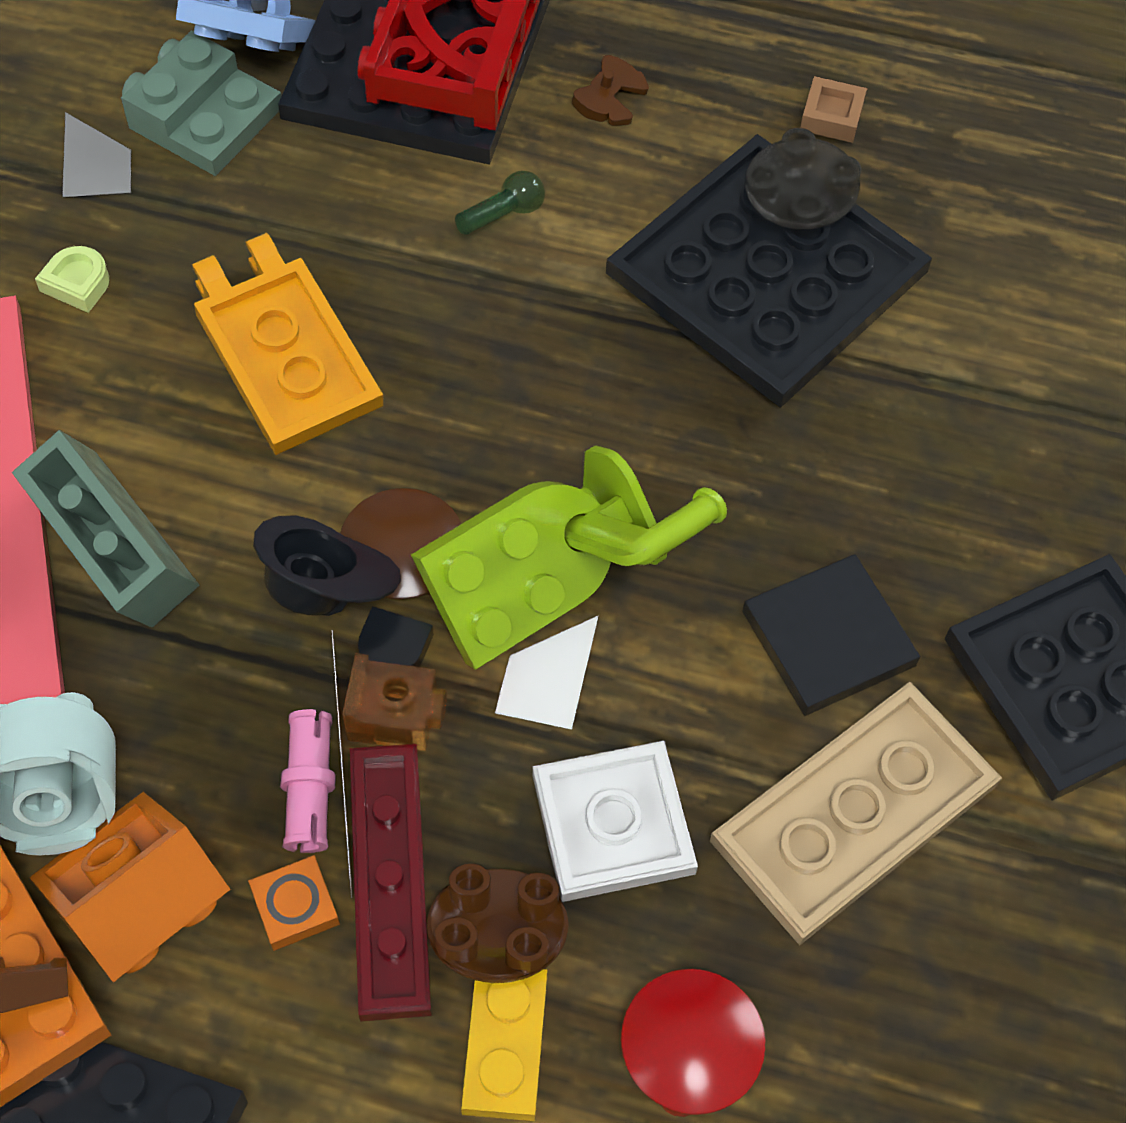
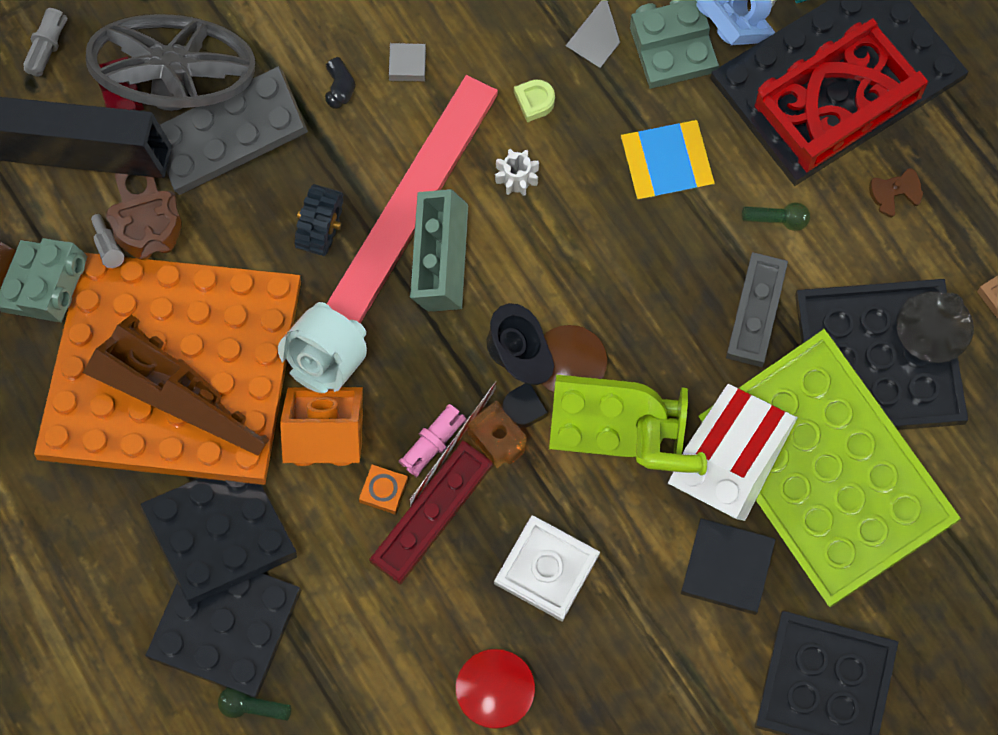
camera: 45 degrees right, 10 degrees up
(128, 369) = (509, 167): none -> white gear
(284, 347) = (599, 215): light orange tile -> none
(315, 225) = (667, 159): none -> sticker
(497, 923) = (457, 570): reddish brown dish -> none
(505, 1049) = (419, 621): yellow plate -> none
(547, 678) = (581, 478): white sticker -> none
(579, 317) = (757, 309): none -> dark grey plate
(726, 446) = (740, 448): none -> white slope
(842, 420) = (845, 480): none -> lime plate
(854, 812) = (661, 655): tan tile -> none

